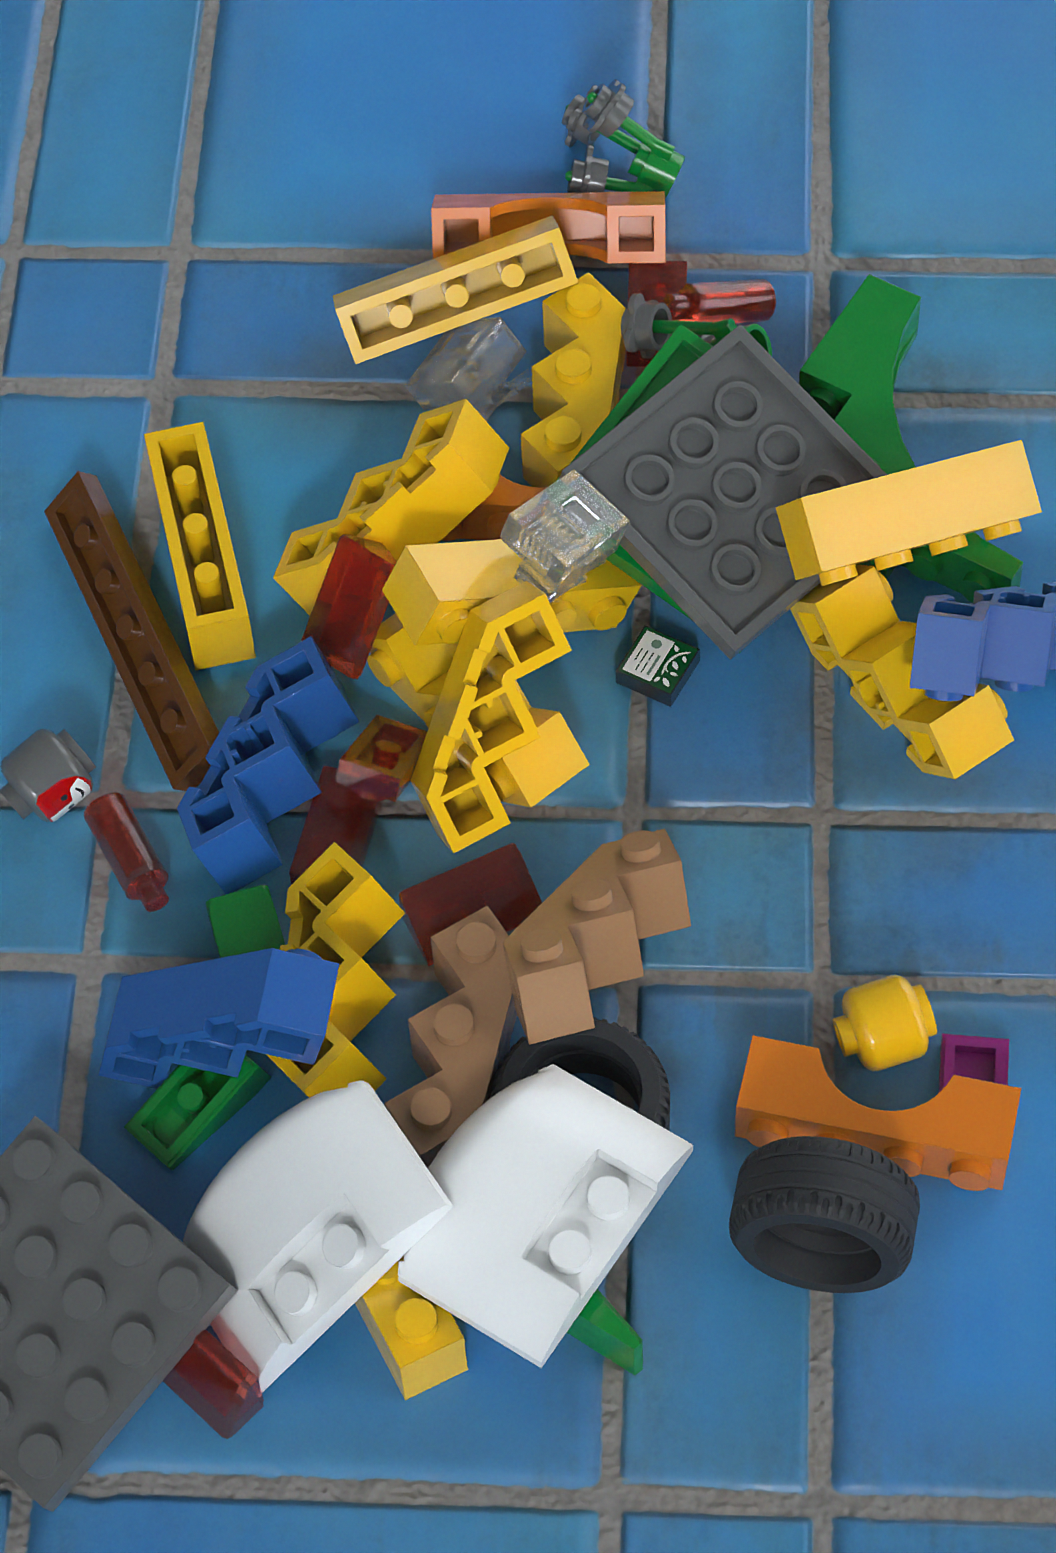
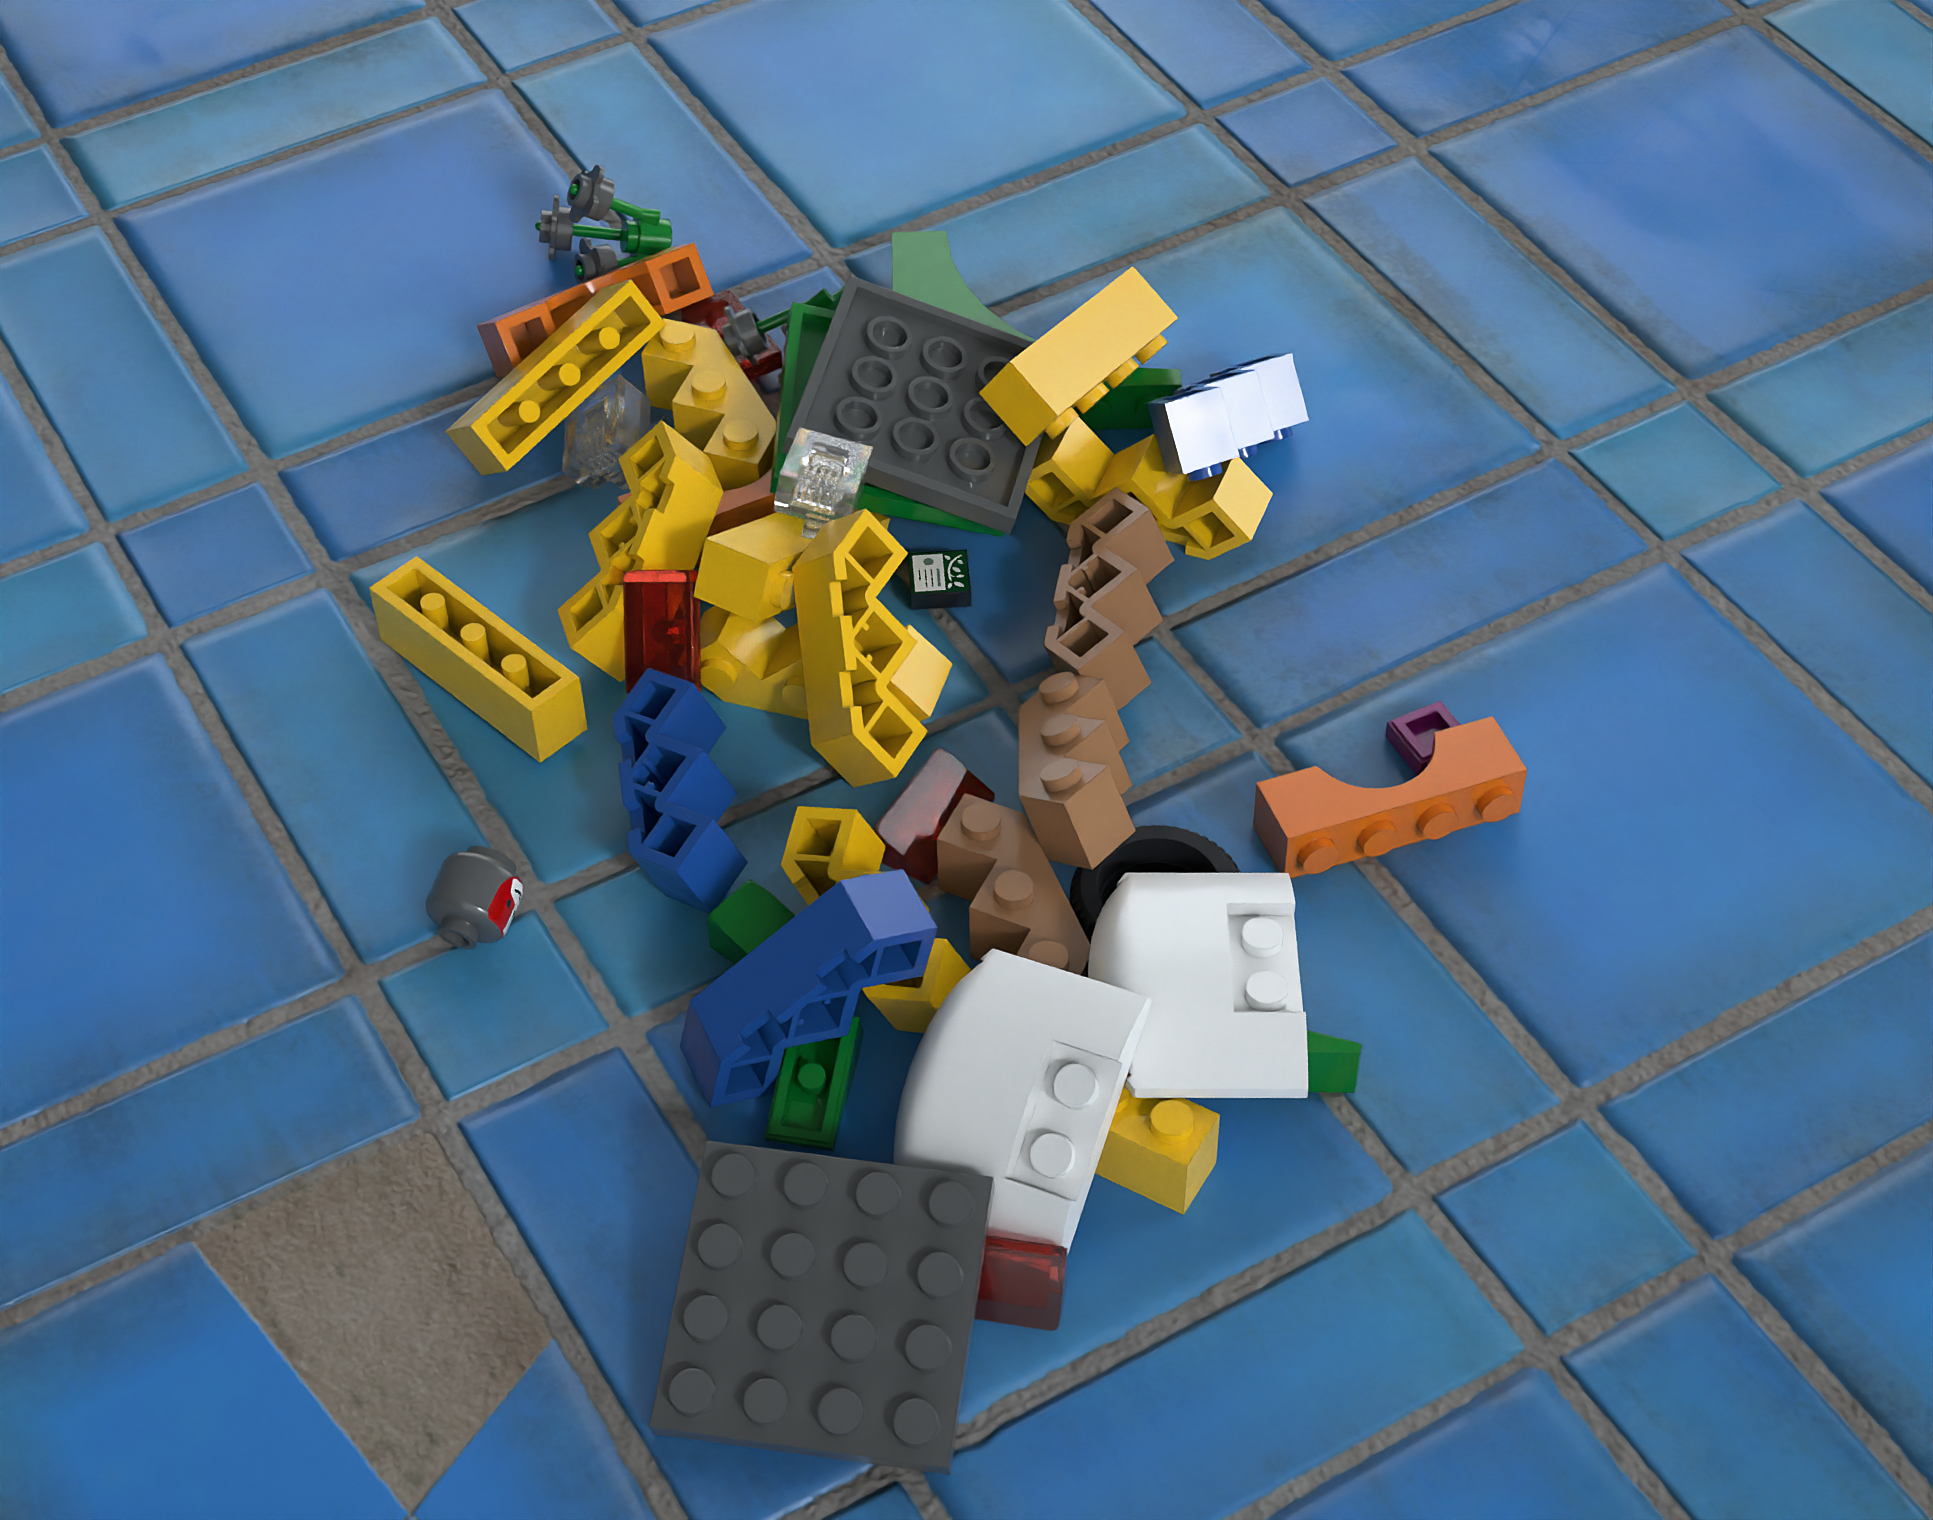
camera: 35 degrees left, 10 degrees down
(128, 850) = (595, 921): clear red cylinder -> none
(134, 630) = (466, 753): reddish brown plate -> none
(335, 817) = (763, 816): clear red plate -> none
(381, 759) = (778, 740): clear red plate -> none
(716, 301) = (780, 296): clear red cylinder -> none
(766, 774) = (1105, 595): none -> medium nougat brick
(824, 1214) = (1425, 831): black tyre -> none
(885, 1022) = (1343, 730): yellow head -> none

